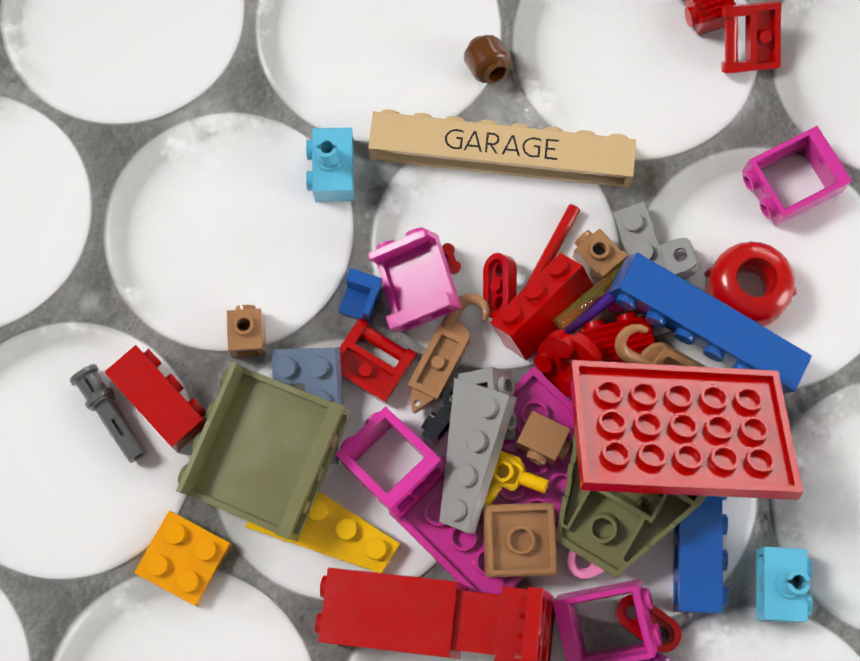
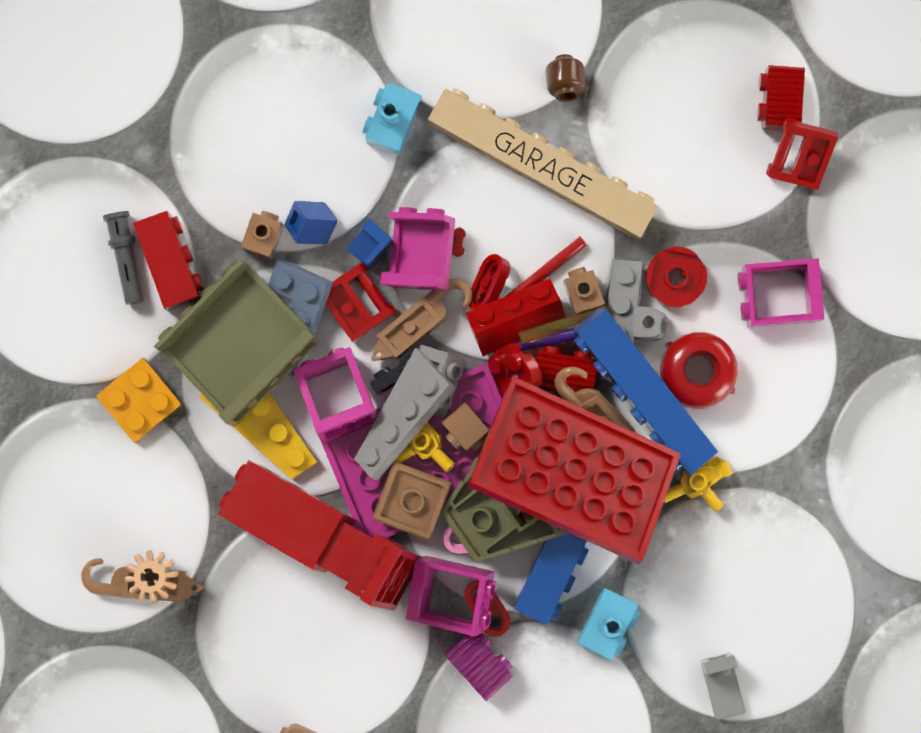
camera: 25 degrees right, 10 degrees up
(291, 299) = (310, 222): none -> blue panel
(673, 220) = (690, 267): none -> red plate
(807, 394) = (701, 481): none -> yellow piece

